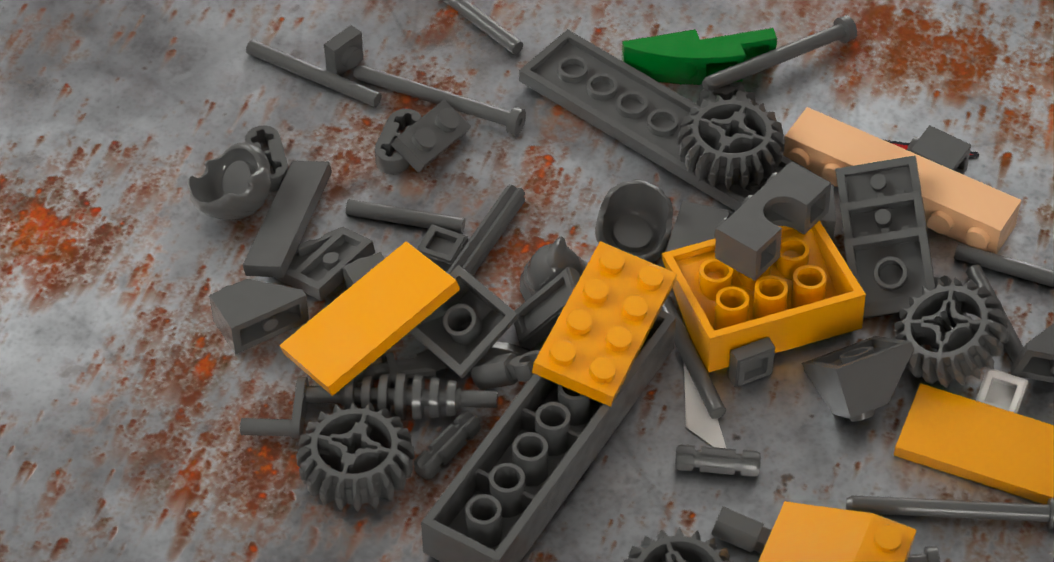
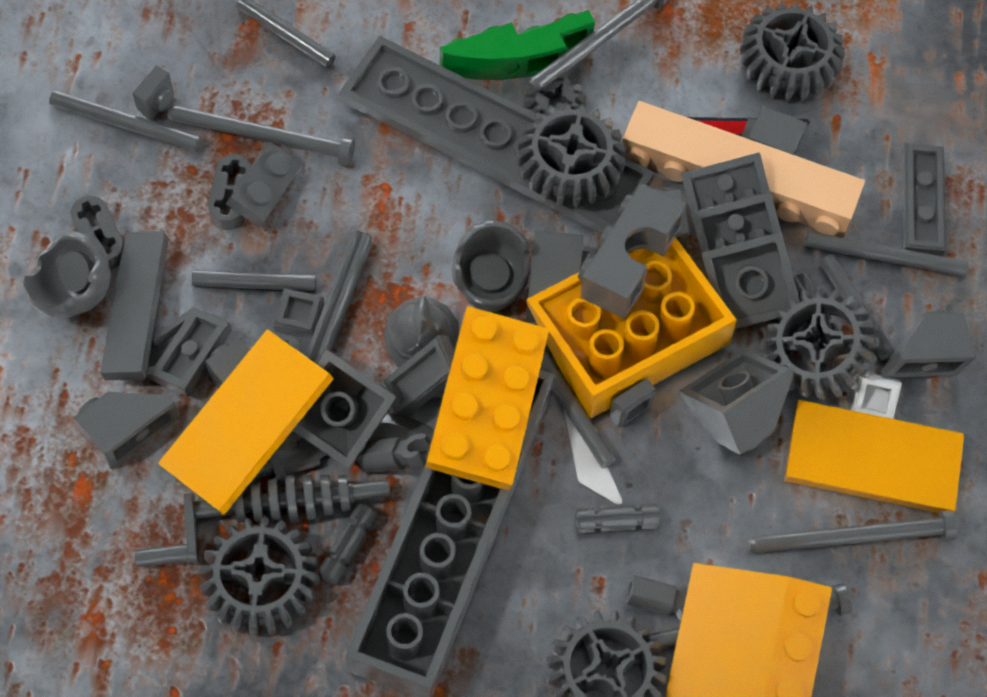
camera: 15 degrees left, 15 degrees up
(970, 89) = (811, 64): none -> dark grey gear

